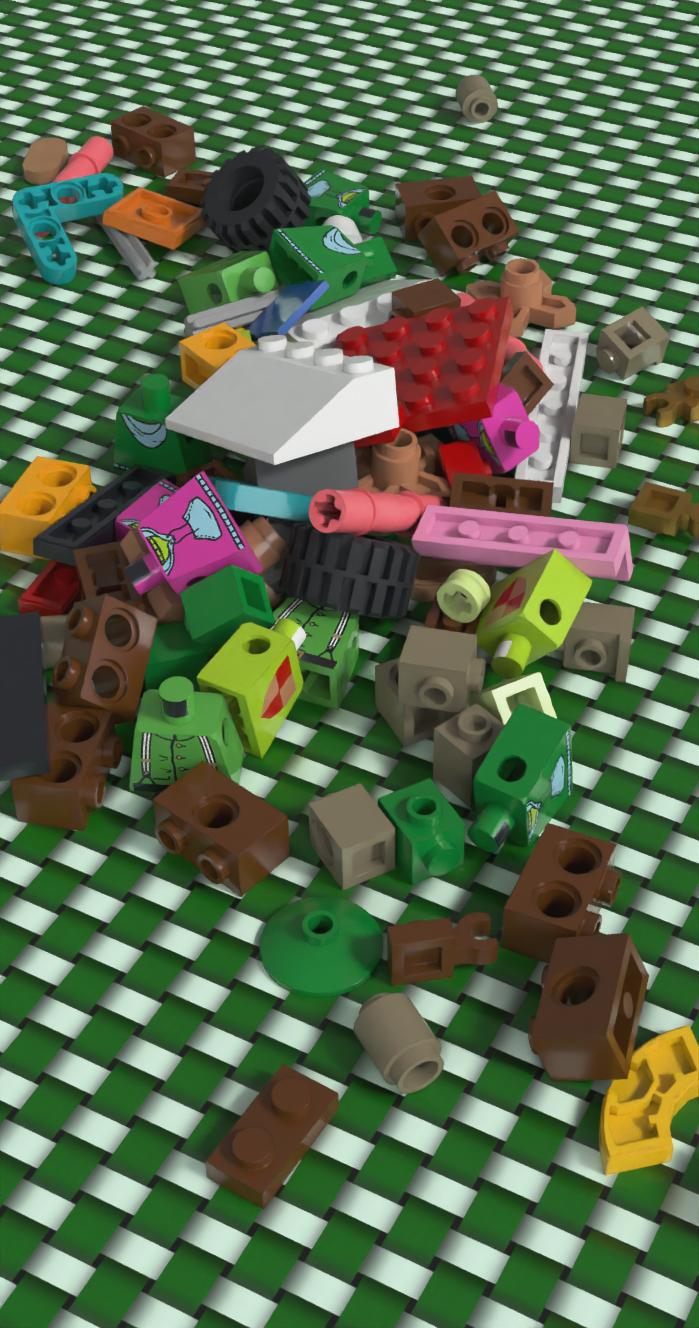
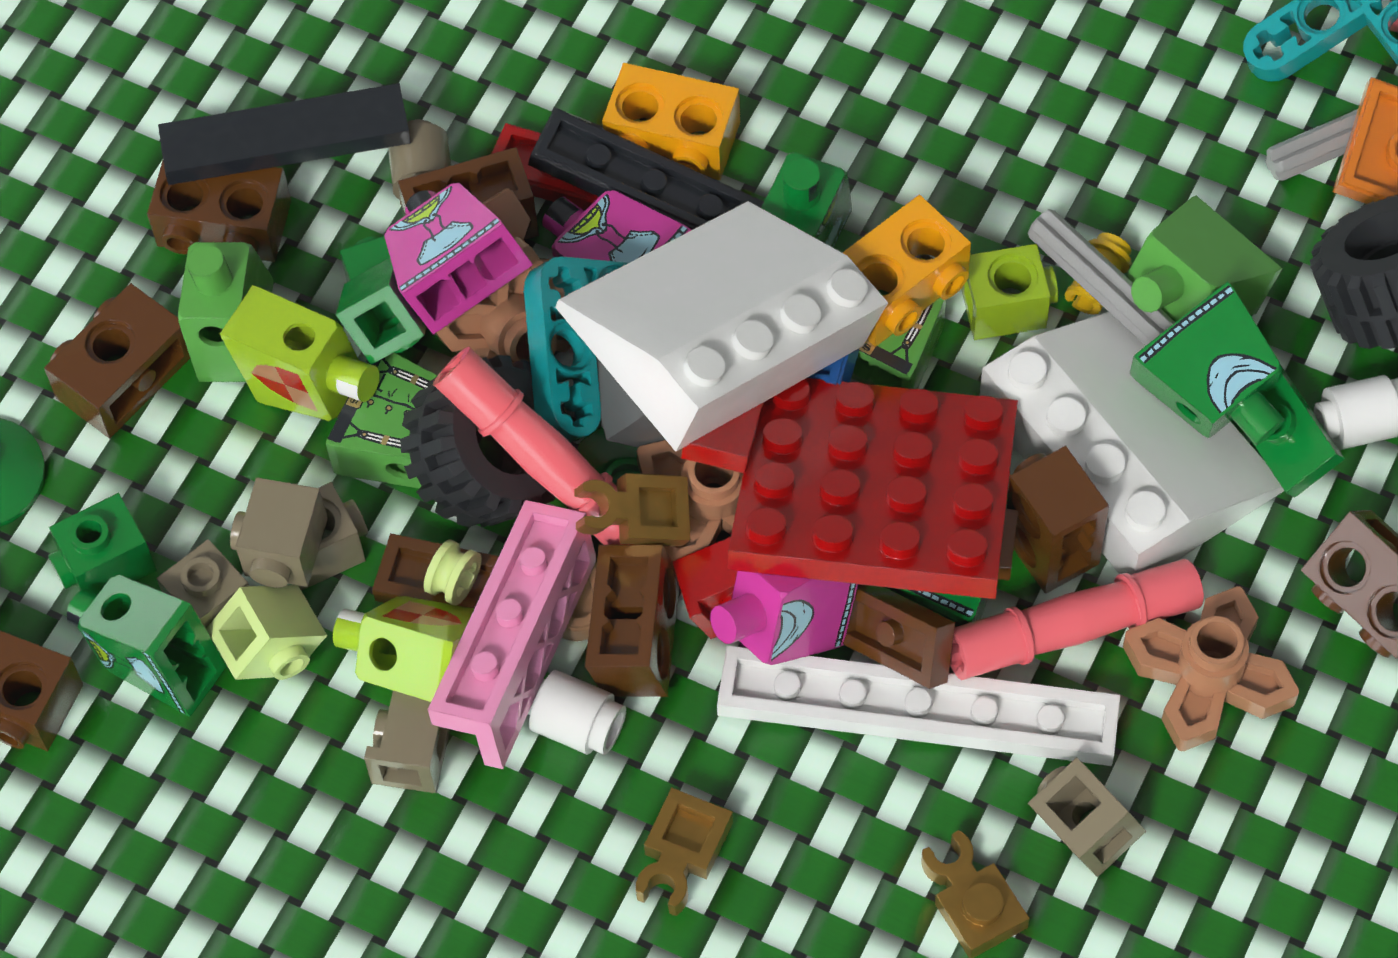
camera: 90 degrees right, 20 degrees up
(112, 662) = (318, 207): reddish brown brick -> none
(287, 309) = (1084, 332): blue piece -> none
(352, 836) = (101, 470): dark tan brick -> none
(427, 474) = (644, 507): none -> pearl gold plate
(598, 430) = (864, 760): dark tan brick -> none

